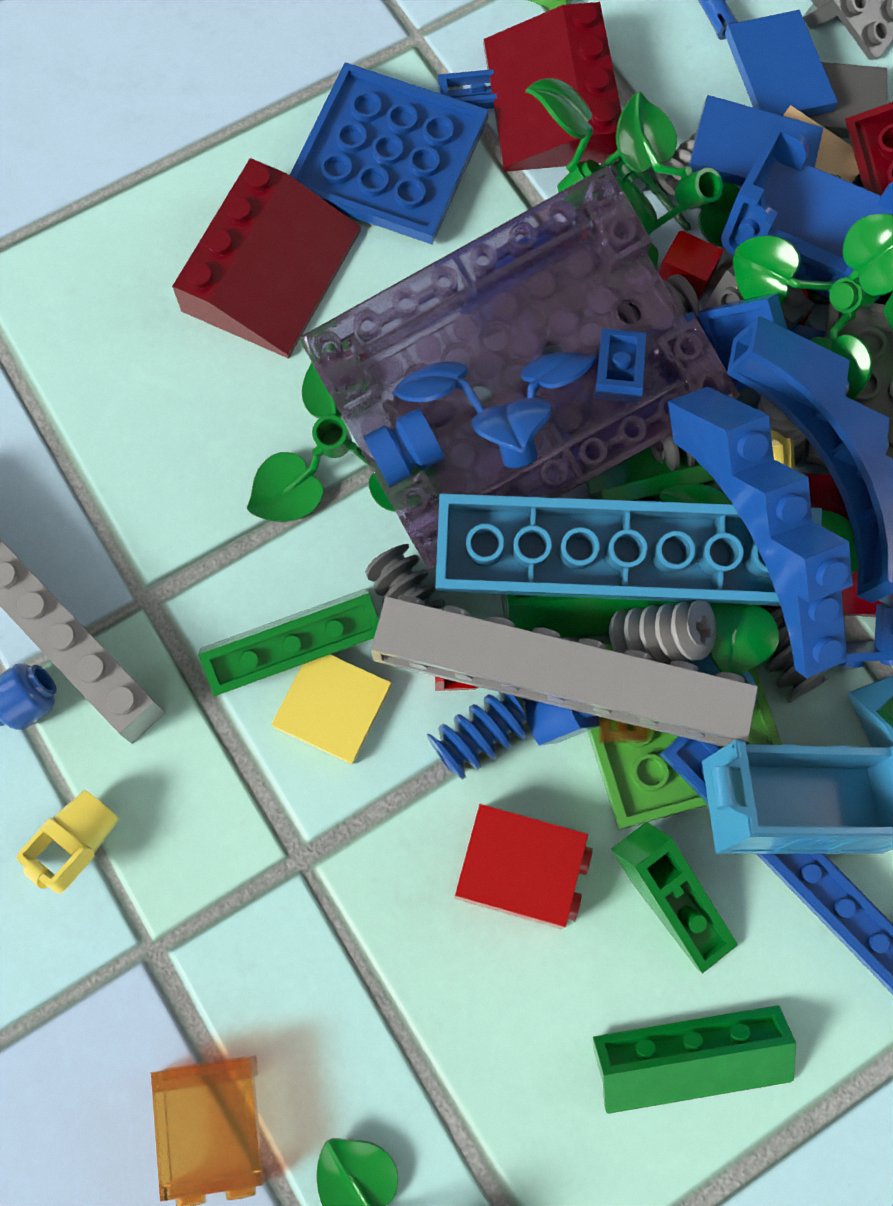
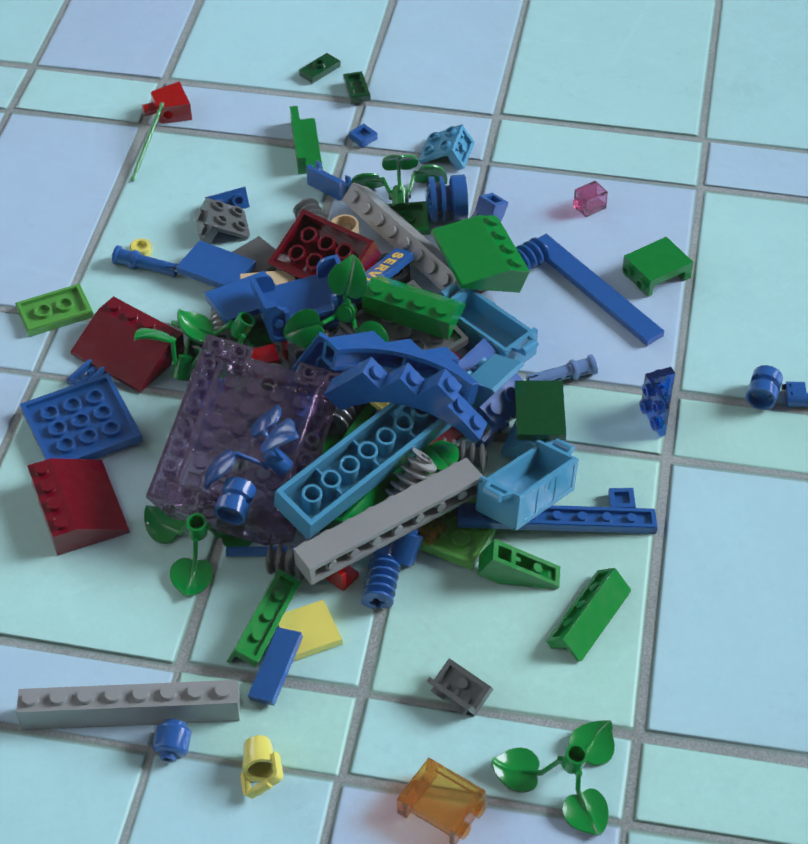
camera: 45 degrees left, 25 degrees down
(235, 719) = (275, 666): none -> blue tile
(390, 528) = (252, 551): none -> blue bar
(406, 990) = (461, 686): none -> dark grey bracket
(524, 867) = (451, 611): red brick -> none
(620, 365) = (292, 401): blue slope -> none

